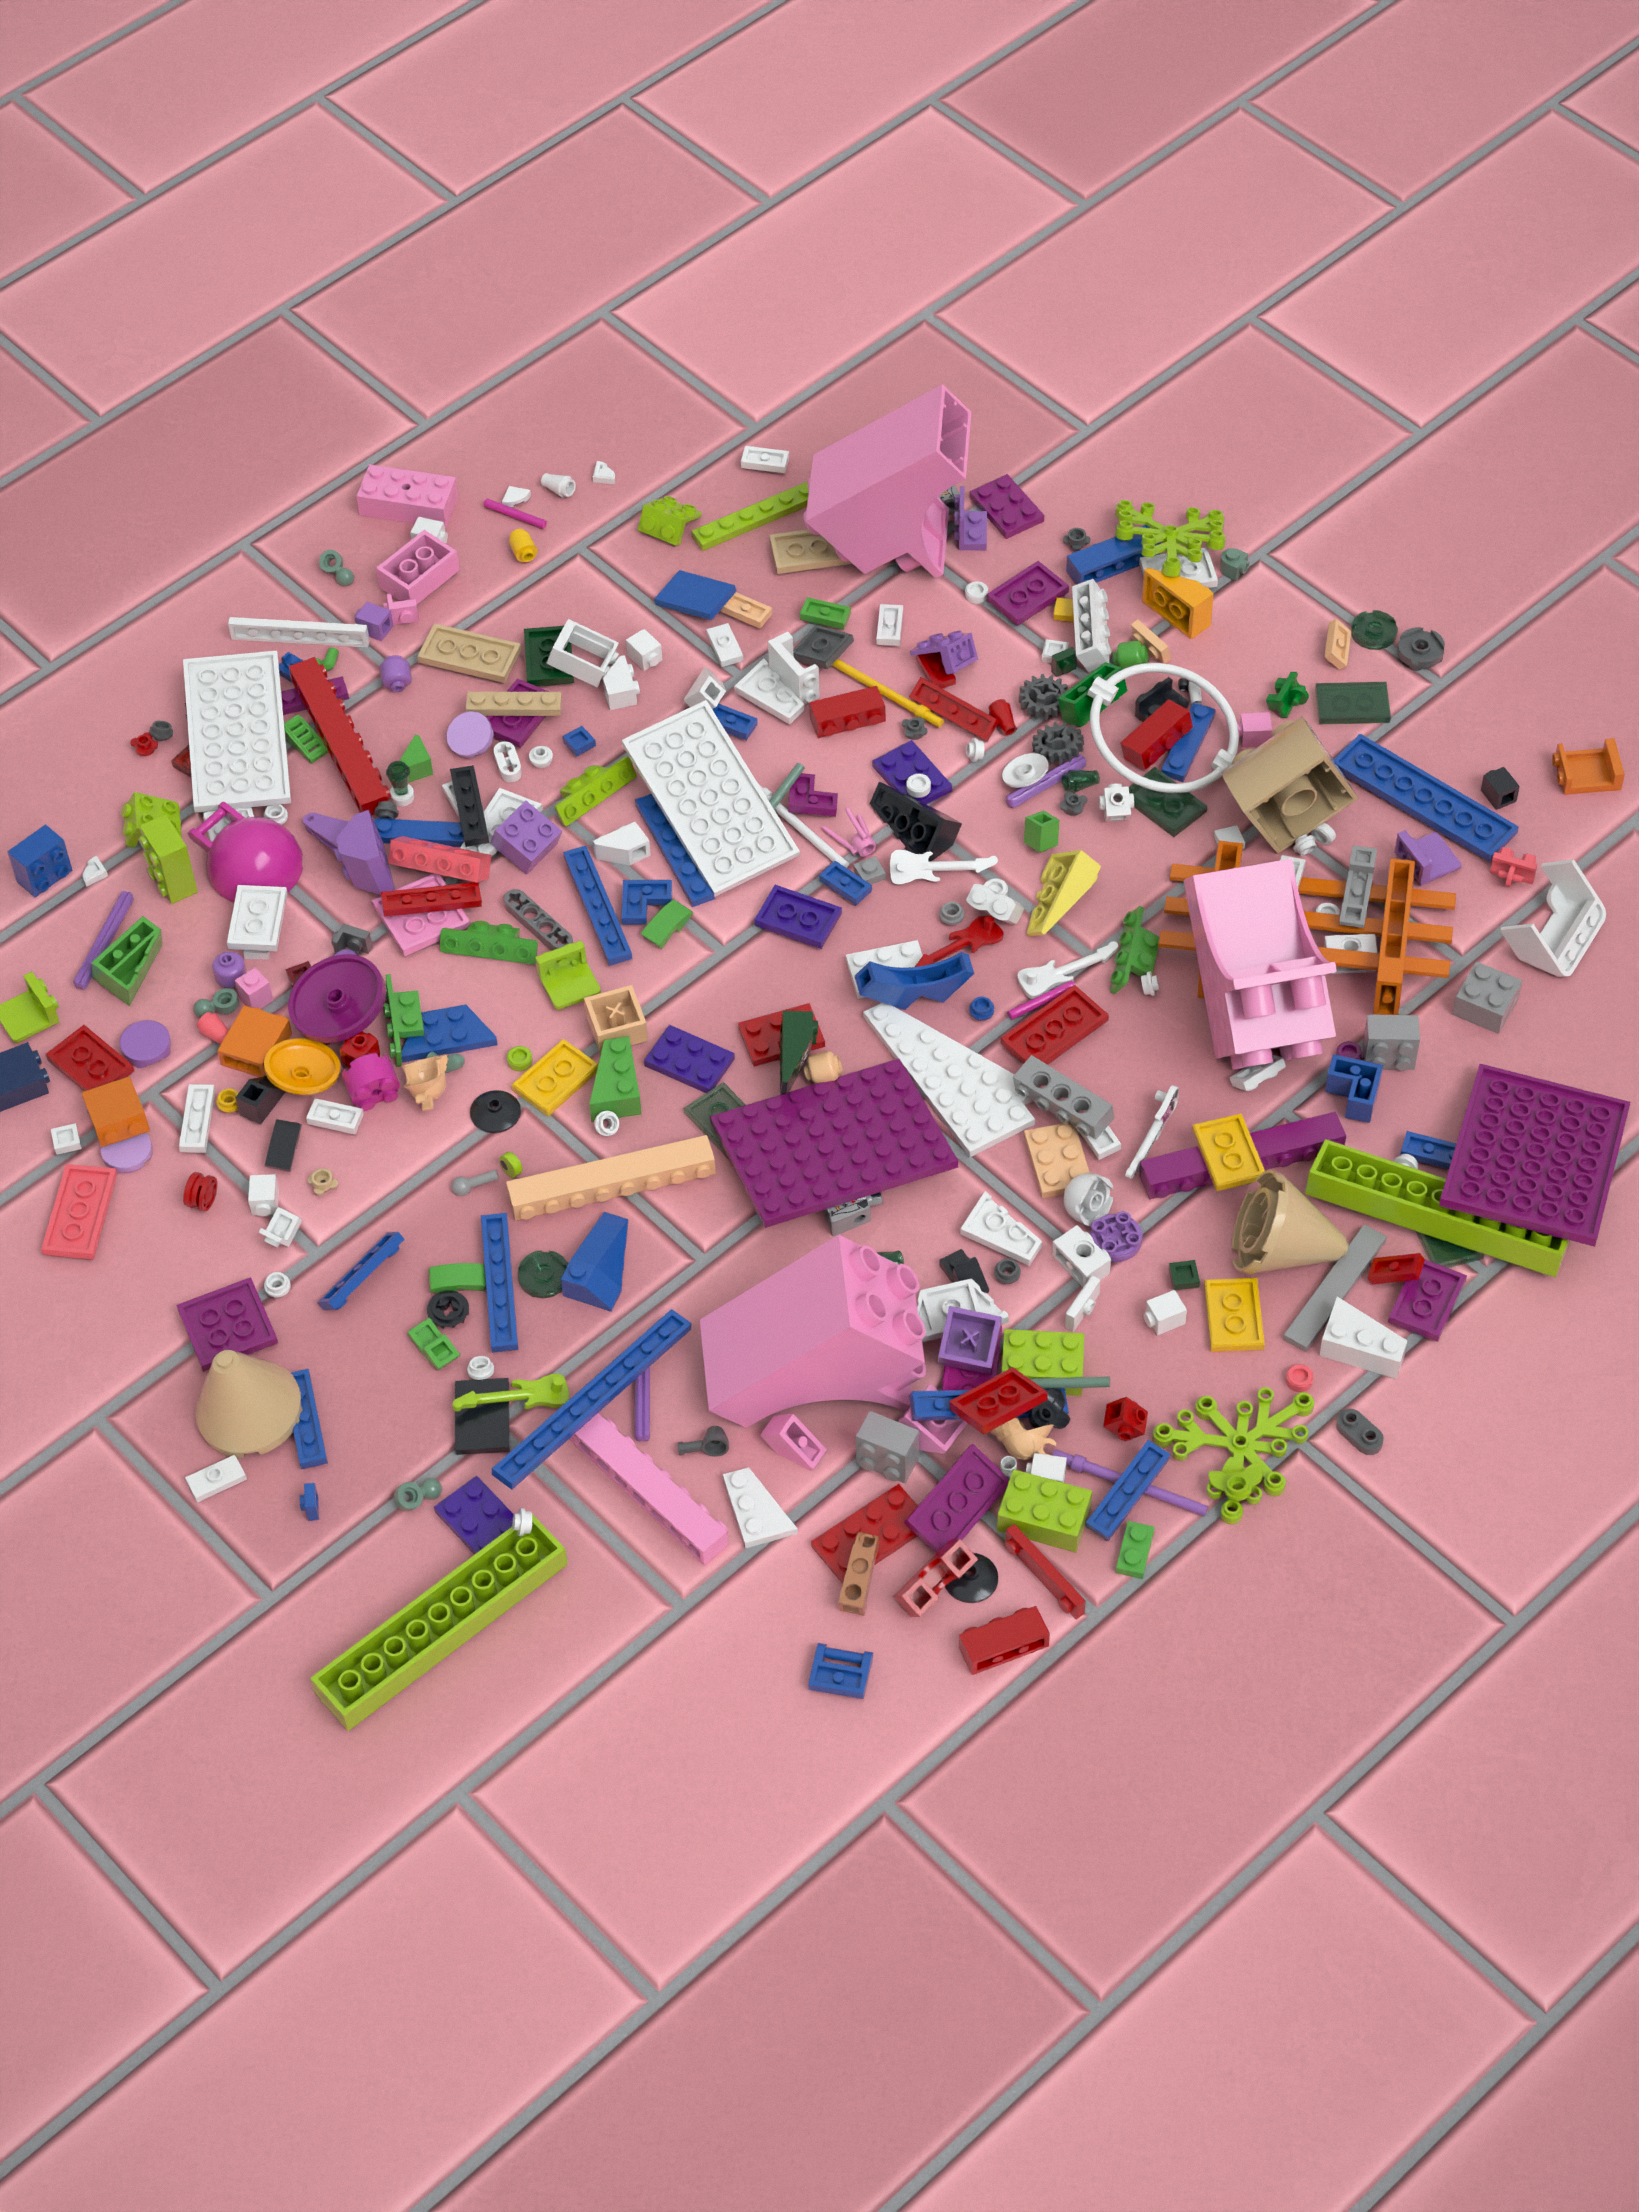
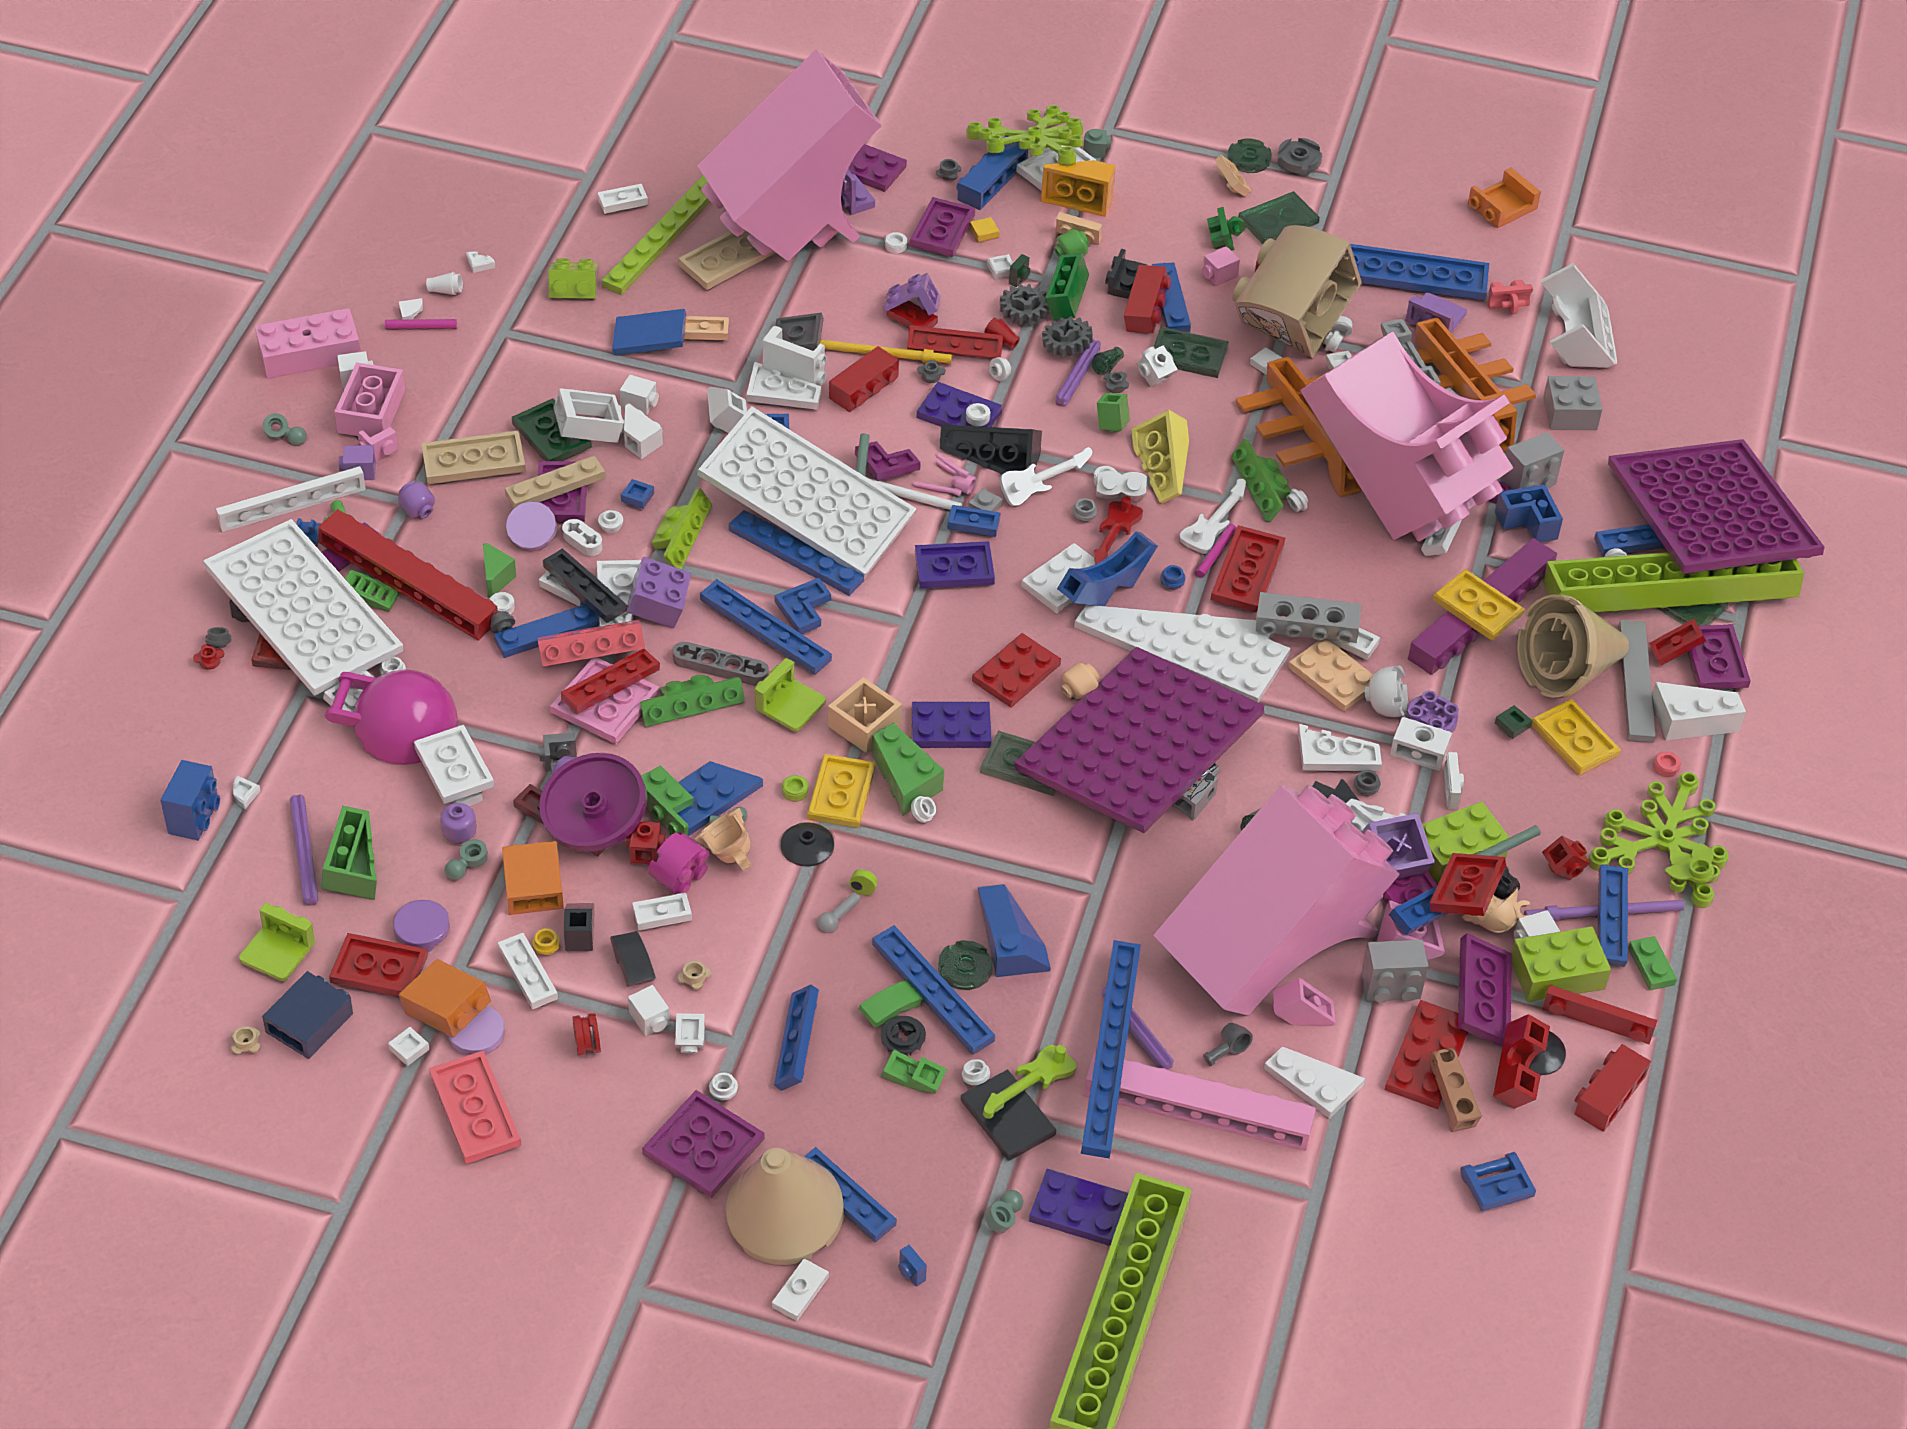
camera: 35 degrees left, 5 degrees down
(144, 808) = (265, 717): lime bracket -> none
(167, 859) = (328, 744): lime brick -> none
(212, 1027) = (483, 883): coral cone -> none
(254, 989) = (496, 830): bright pink brick -> none
(302, 1066) = (601, 878): light orange dish -> none
(357, 846) = (507, 658): medium lavender slope -> none
(398, 775) = (499, 583): clear green cone -> none
(522, 545) = (453, 347): yellow brick -> none
(522, 1522) = (1141, 1182): white plate -> none
(611, 1178) = (963, 855): light nougat brick -> none
(623, 845) = (751, 566): white slope -> none
(665, 922) = (841, 617): bright green slope -> none
(725, 645) = (706, 365): white plate -> none
(797, 1036) = (1049, 670): dark green slope -> none
(825, 613) = (778, 305): bright green plate -> none
(889, 625) = (843, 295): white plate -> none
(1008, 1468) = (1498, 943): white piece -> none
(1025, 770) = (1057, 368): white dish -> none
(1091, 624) = (1022, 232): white brick -> none
(1104, 693) = (1088, 277): white piece -> none
(1165, 1312) = (1524, 758): white brick -> none
(1169, 1104) = (1393, 586): white piece -> none
(1192, 688) = (1140, 251): white arm -> none
(1358, 1430) = (1747, 785): dark grey plate -> none
(1500, 788) = (1449, 239): black brick -> none

